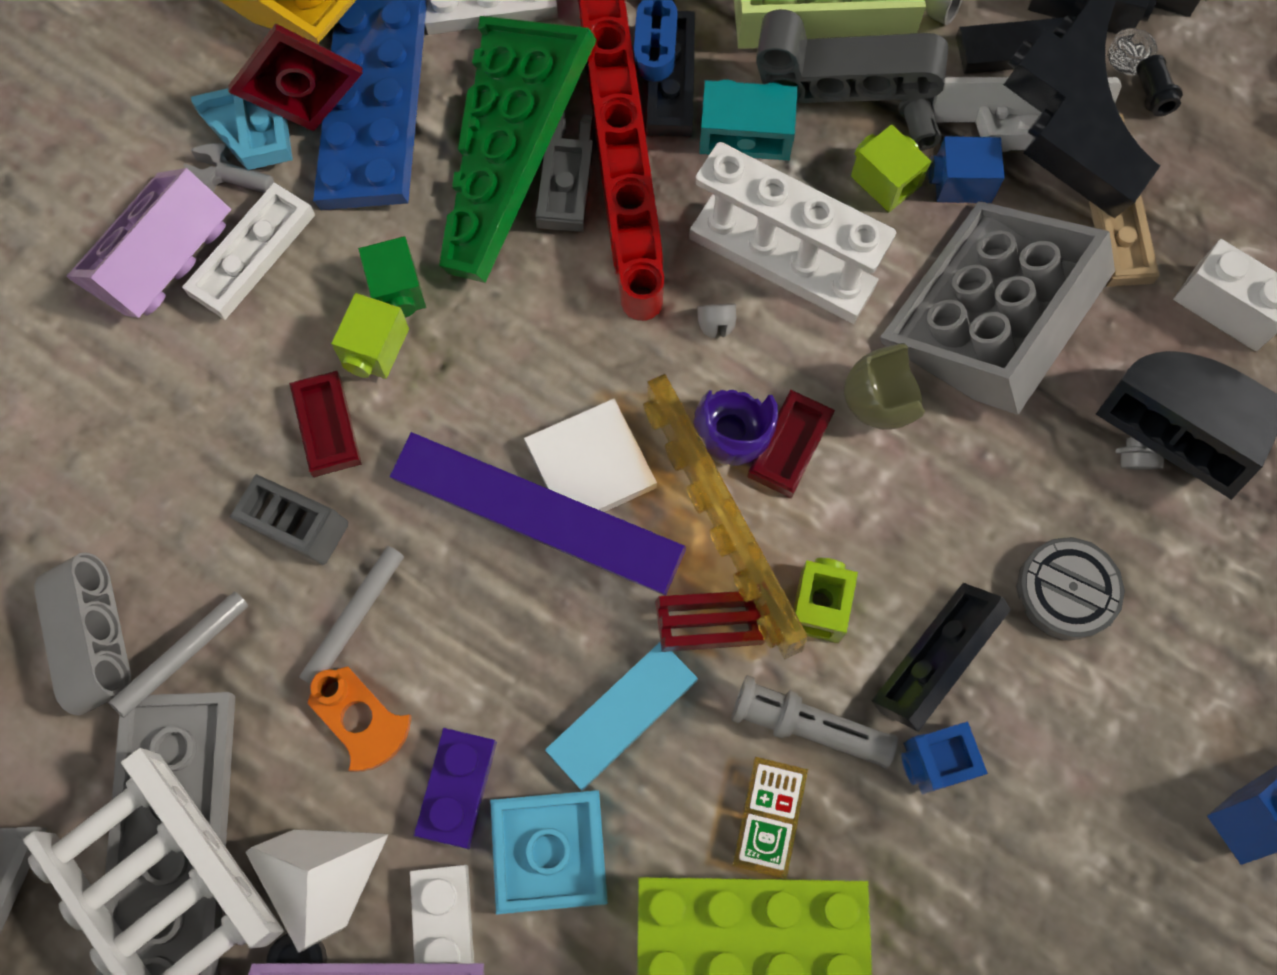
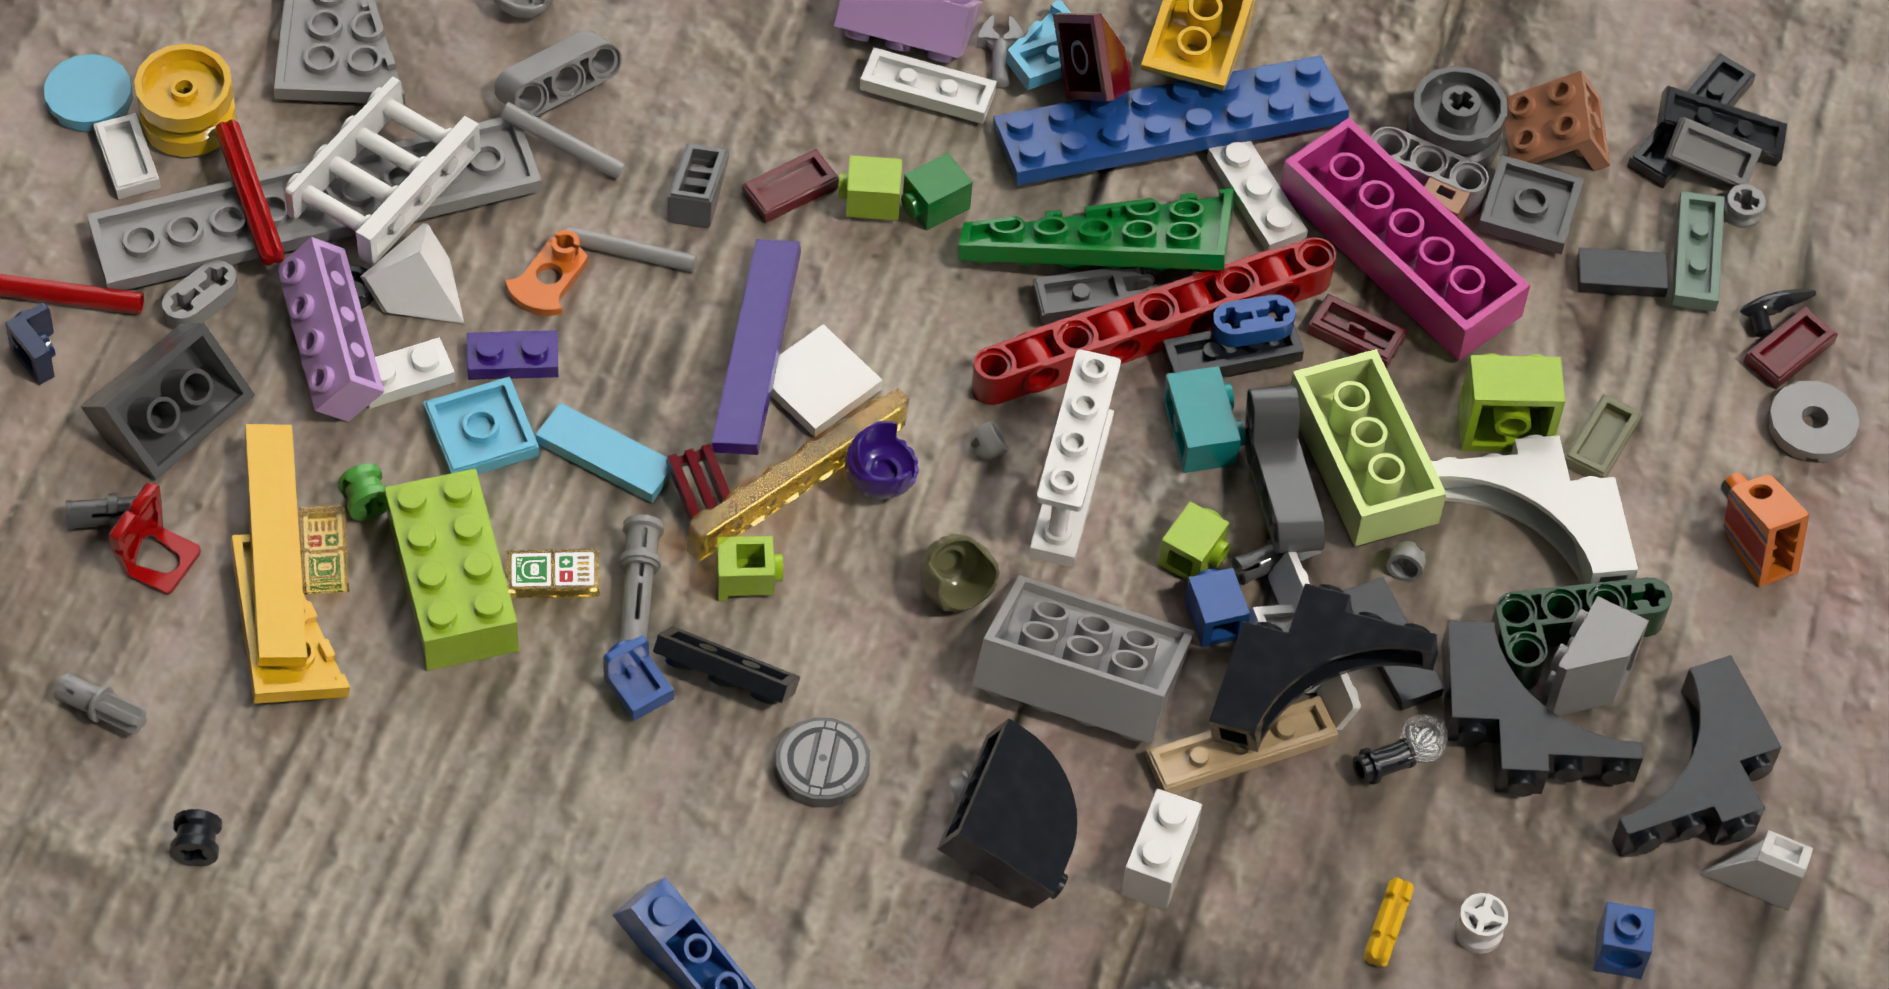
camera: 70 degrees right, 15 degrees down
(795, 440) = (888, 525): dark red tile -> none

